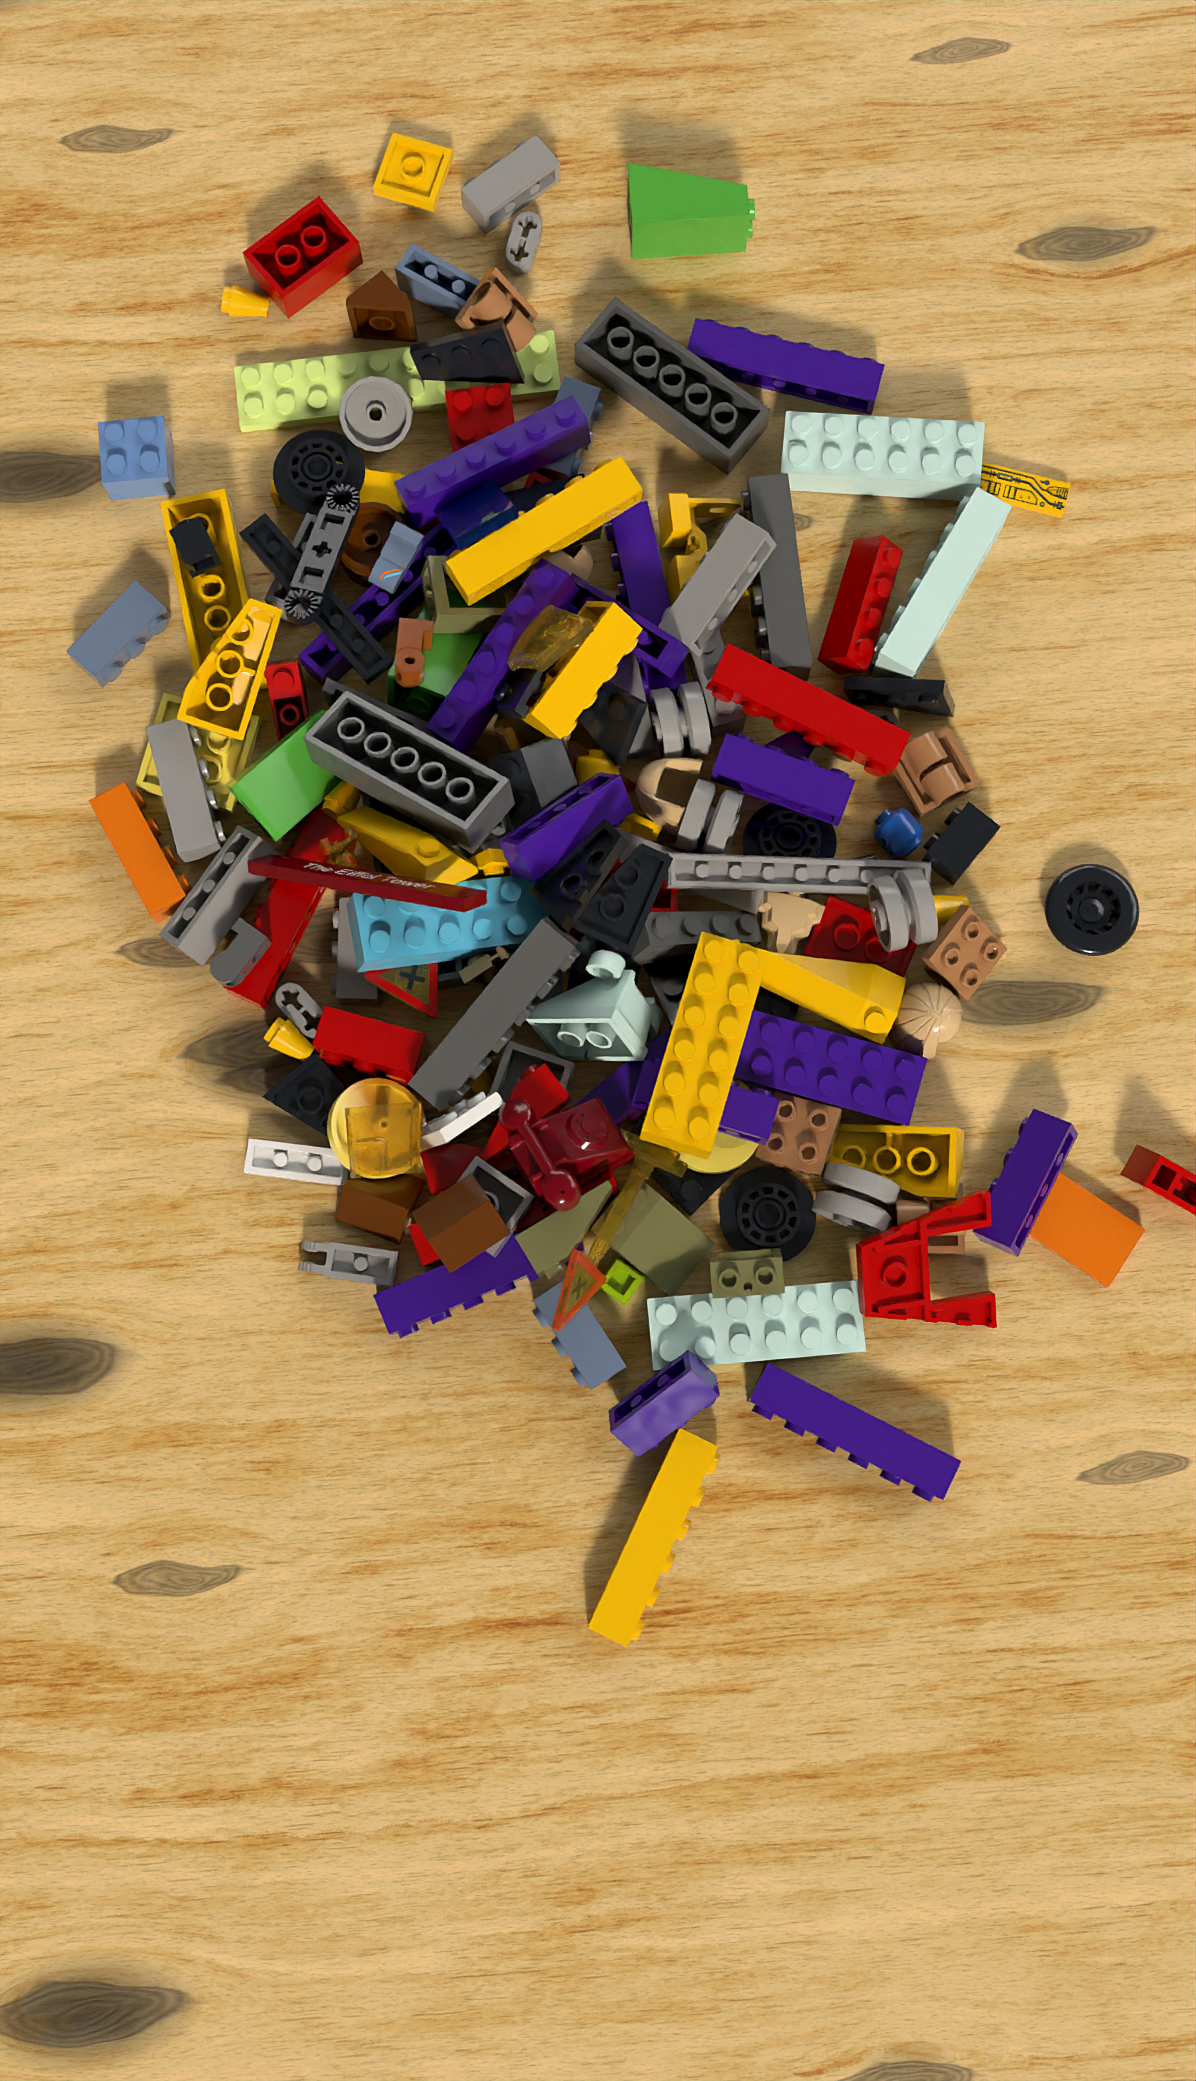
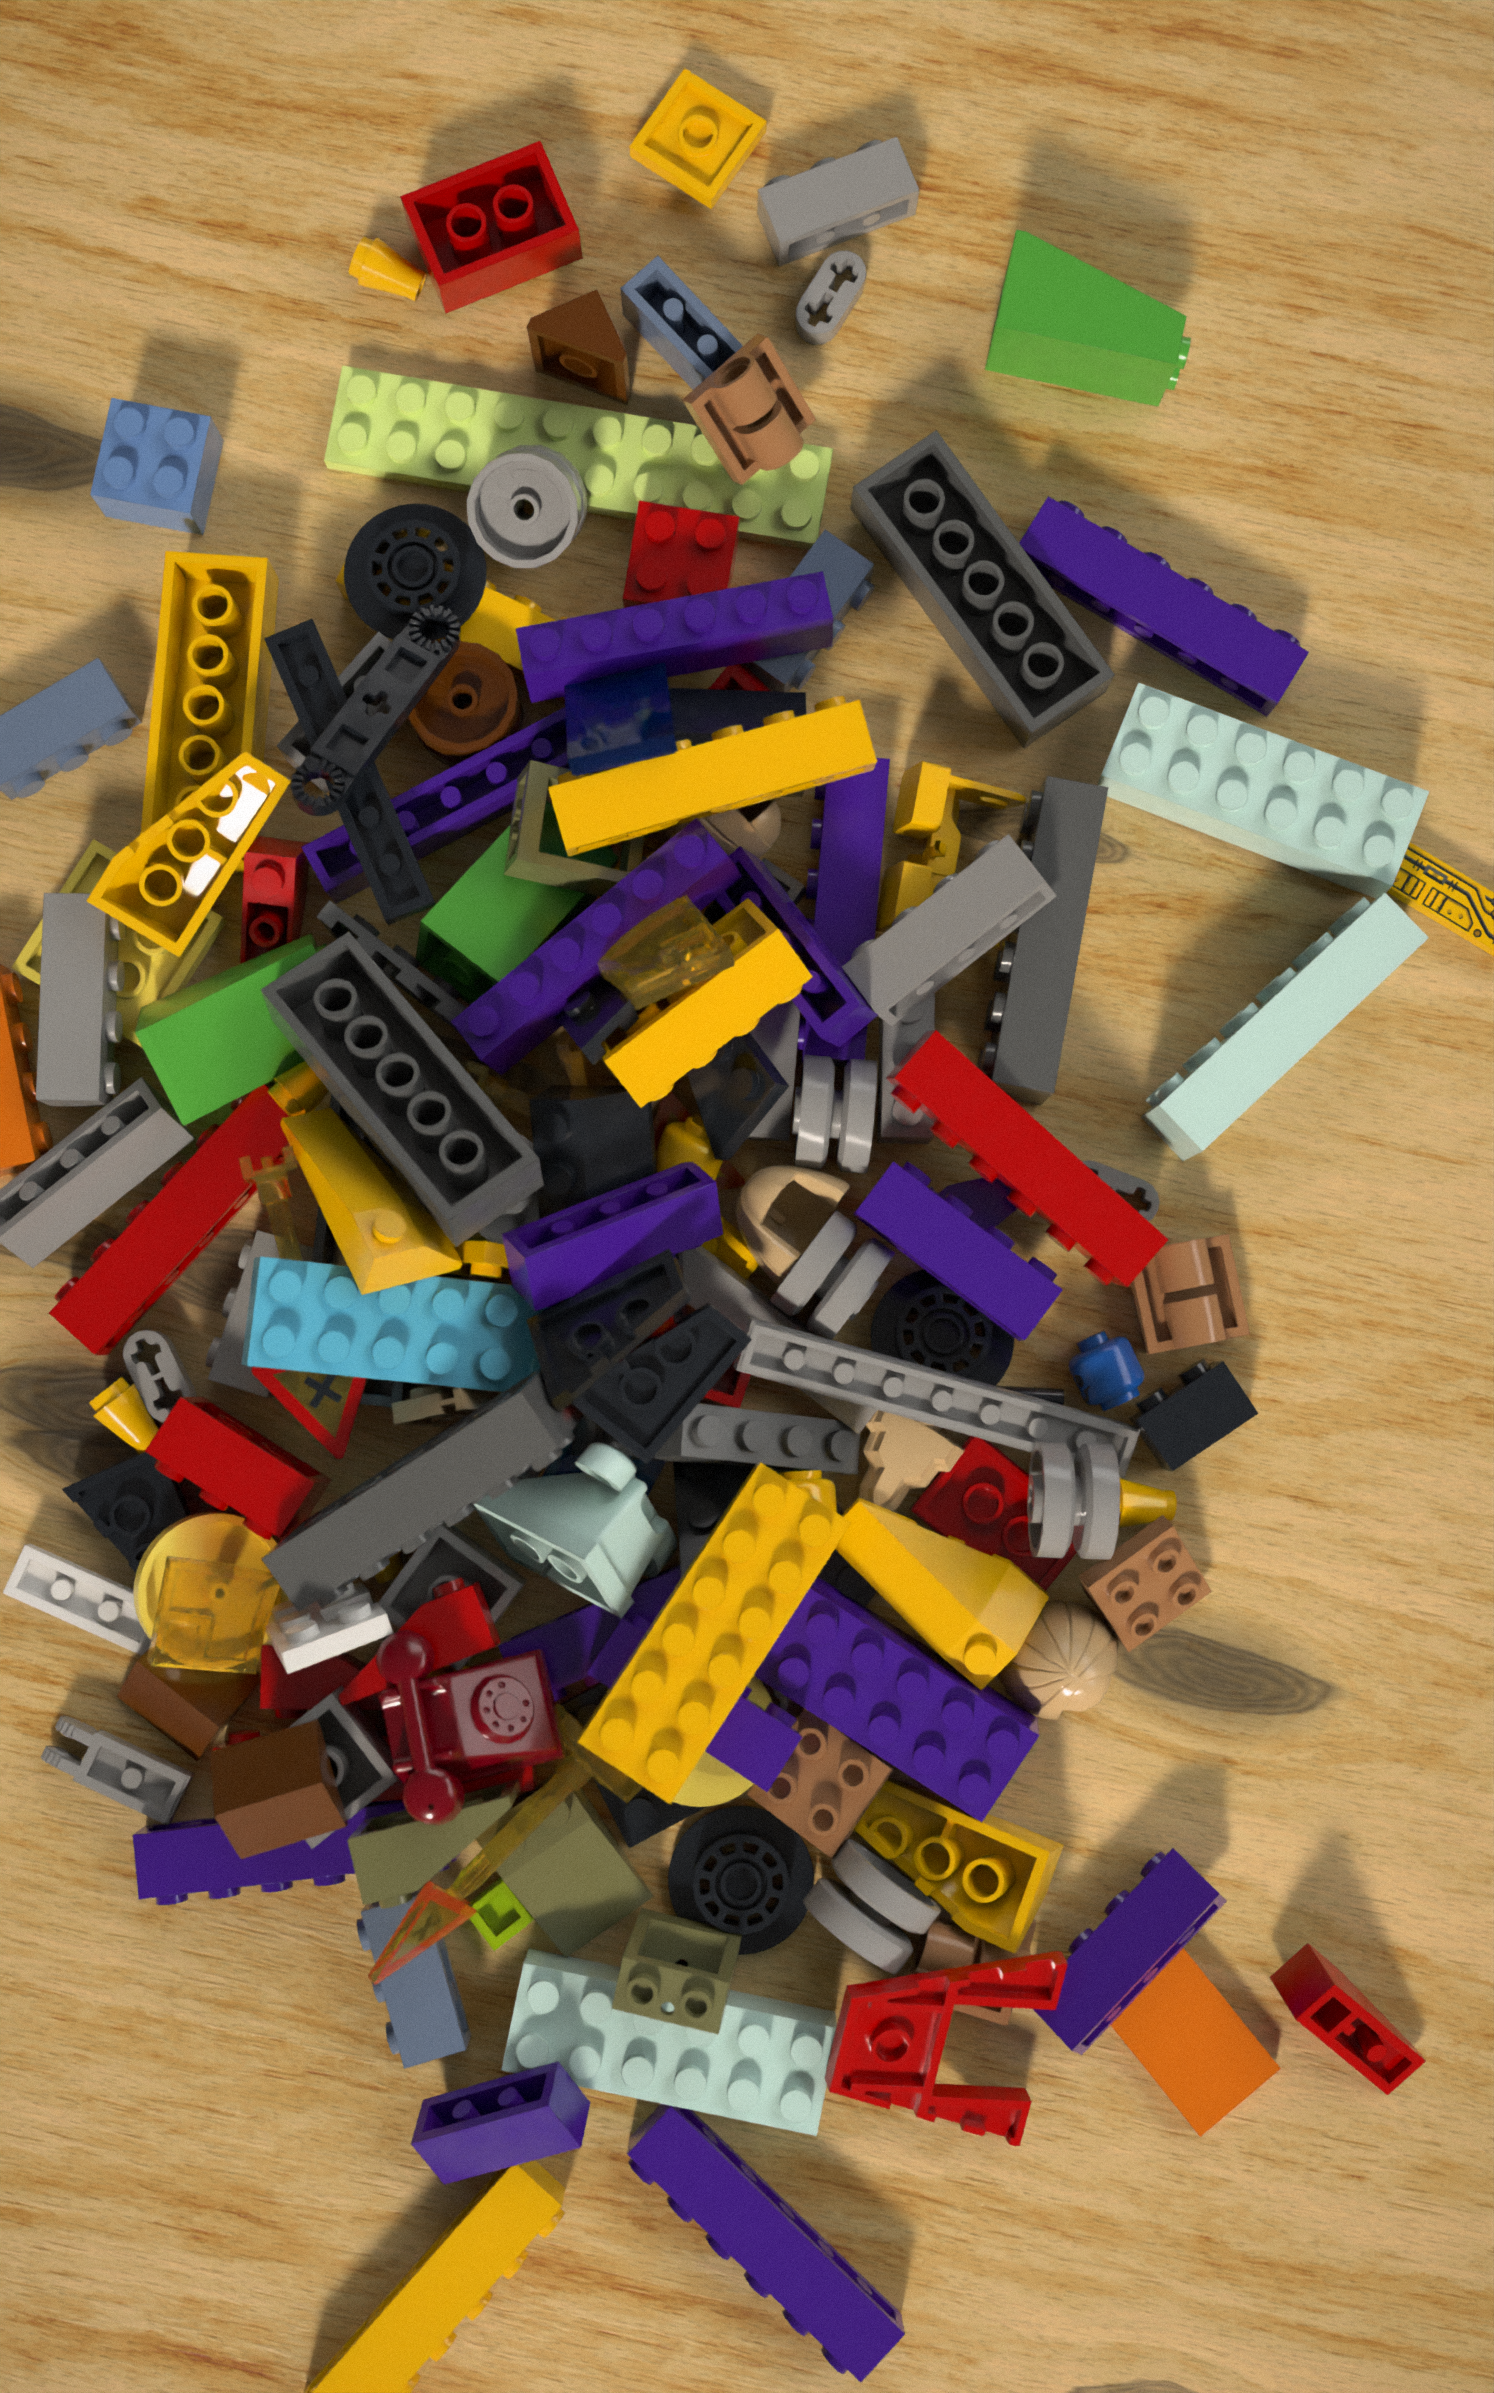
camera: 10 degrees right, 5 degrees up
(195, 546) = (194, 638): black brick -> none
(241, 956) = (85, 1278): dark grey leg -> none
(369, 882) = (291, 1247): dark red tile -> none
(396, 557) = (484, 746): sand blue leg -> none
(409, 660) = (461, 895): dark orange leg -> none
(469, 356) = (691, 458): black wing -> none
(860, 605) = (1157, 1011): red brick -> none
(899, 693) = (1173, 1165): black wing -> none
(1091, 909) = (1354, 1571): black wheel -> none

